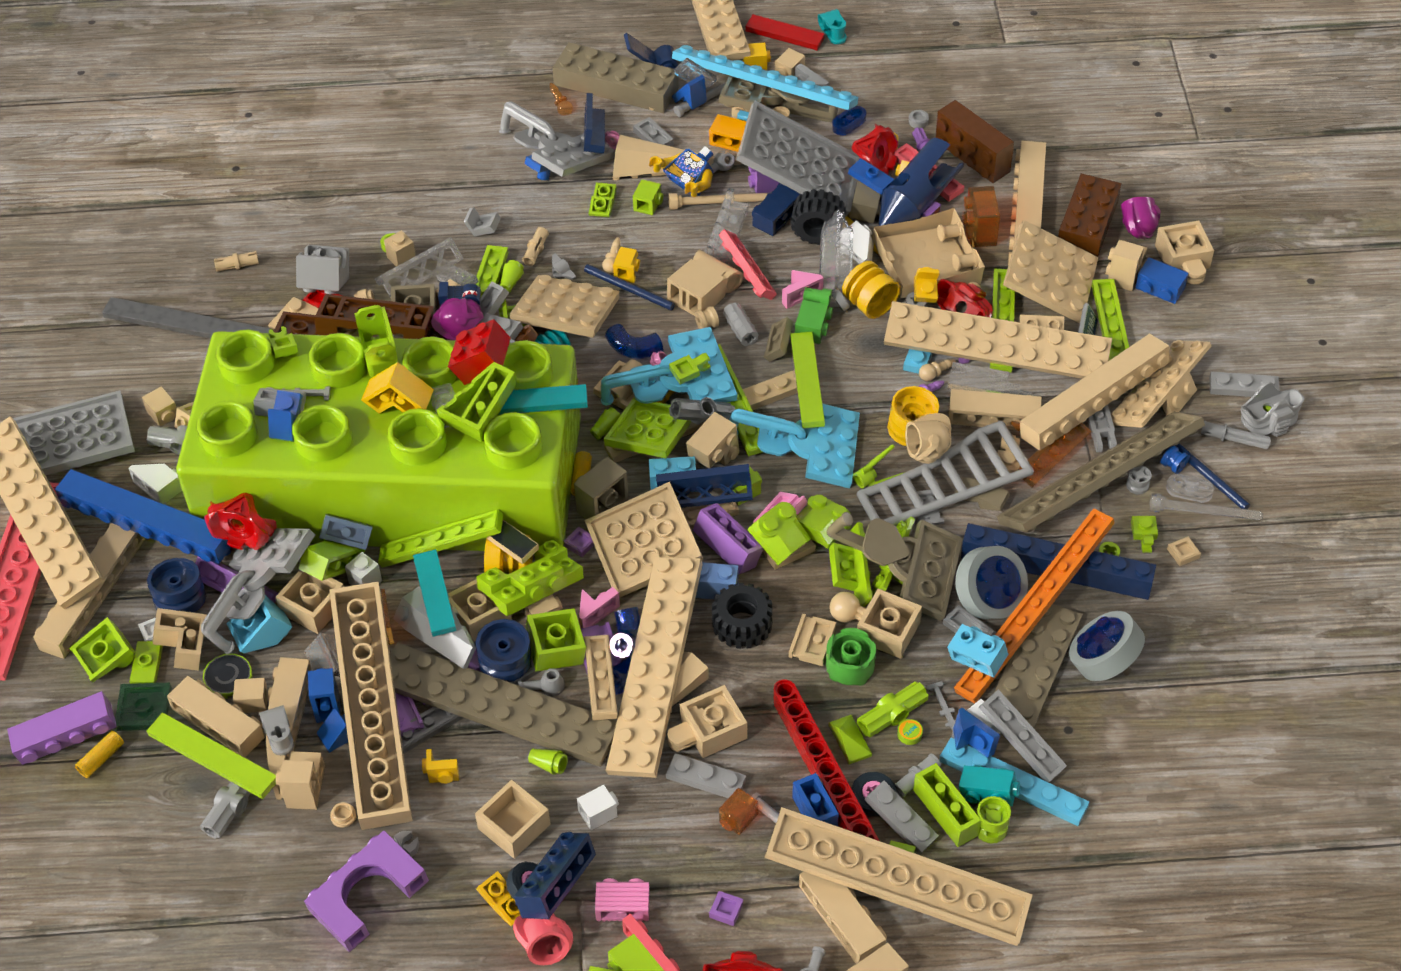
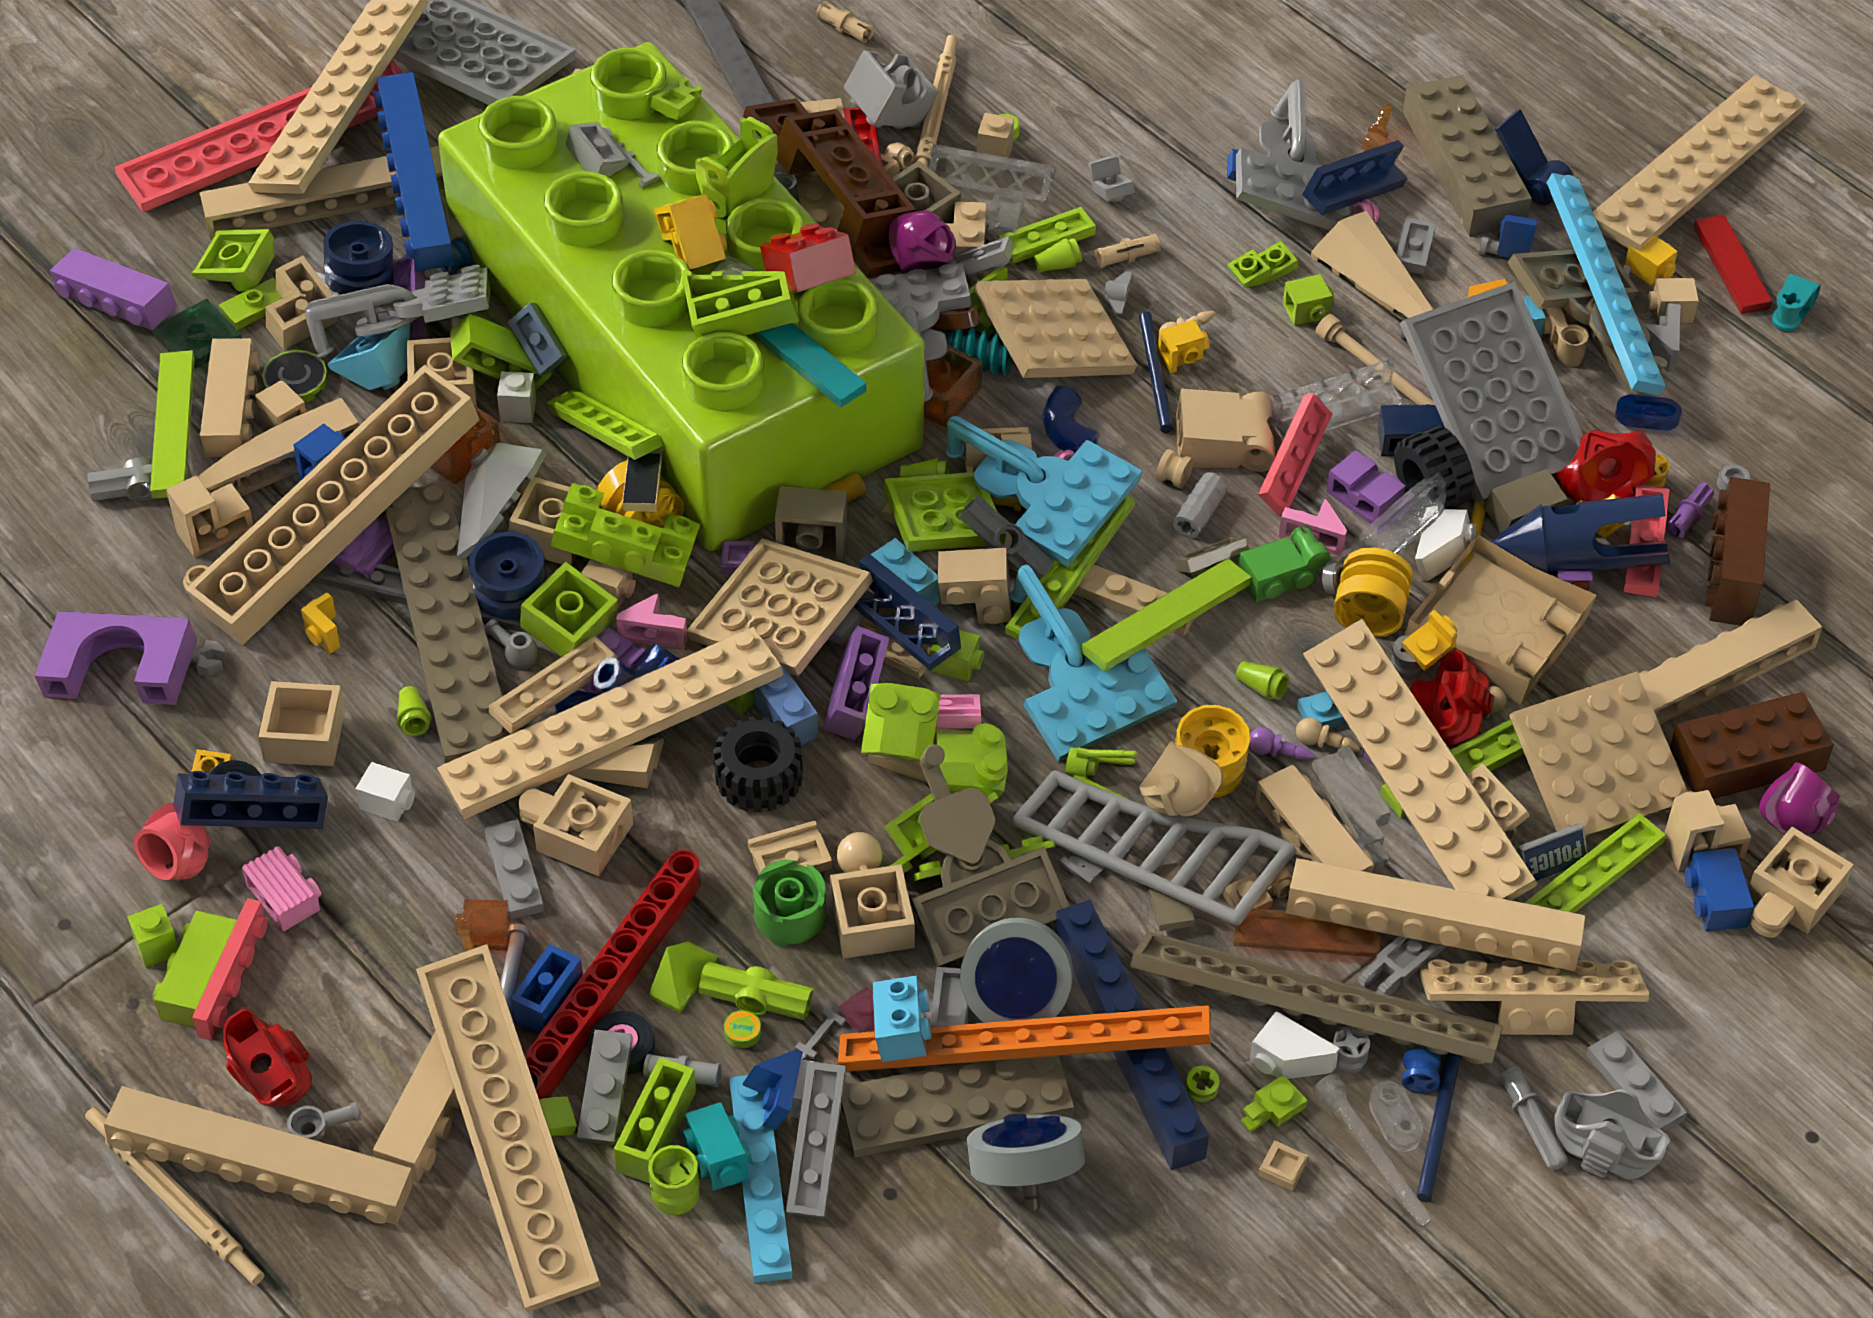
camera: 50 degrees right, 0 degrees up
(94, 752) = (114, 341): yellow piece -> none
(239, 523) = (452, 235): red piece -> none
(277, 730) = (241, 450): light grey piece -> none
(282, 417) = (584, 155): blue slope -> none
(354, 269) = (933, 118): none -> tan axle
(434, 593) = (517, 461): teal tile -> none
(468, 291) = (964, 226): dark blue leg -> none
(687, 170) = (1379, 307): torso -> none
(688, 368) = (1046, 482): lime plate -> none
(690, 70) = (1549, 225): clear plate -> none
(726, 908) = (352, 993): medium lavender tile -> none
(794, 254) = (1362, 488): none -> medium lavender brick
(870, 176) = (1554, 477): blue plate -> none
(878, 369) = (1264, 679): none -> lime cone
(943, 669) = (859, 1011): none -> clear pink plate
(981, 216) = (1616, 633): clear orange brick -> none
(1120, 501) = (1291, 1050): none -> white slope

